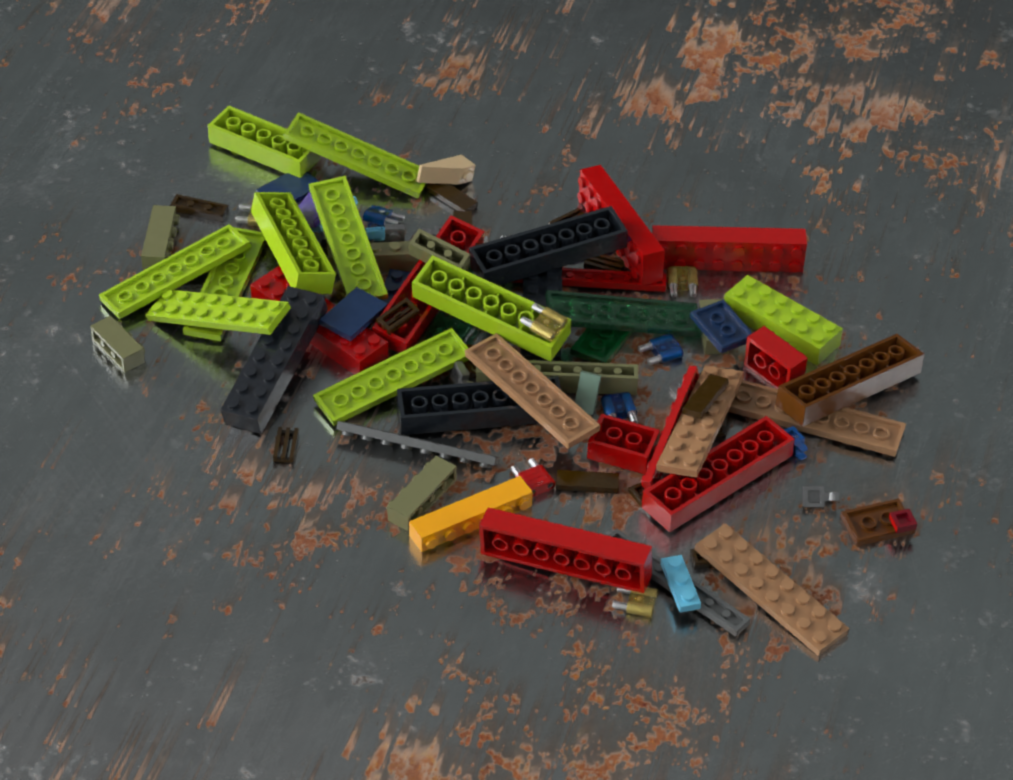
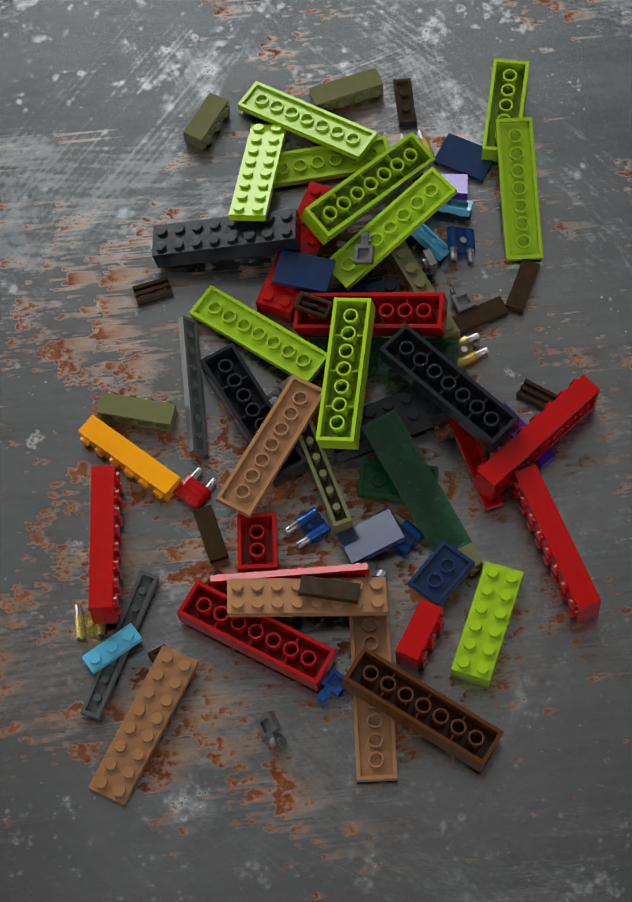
camera: 75 degrees right, 20 degrees up
(364, 261) = (365, 252): none -> flat silver plate
(425, 245) = (384, 304): olive brick -> none
(447, 171) = (544, 269): tan slope -> none
(547, 324) = (335, 424): clear yellow piece -> none
(588, 391) = (305, 492): sand green tile -> none
(656, 367) = (371, 537): none -> tile
(682, 279) = (506, 518): clear yellow piece -> none
(872, 522) = (266, 791): reddish brown tile -> none
(903, 520) = (264, 811): dark red plate -> none

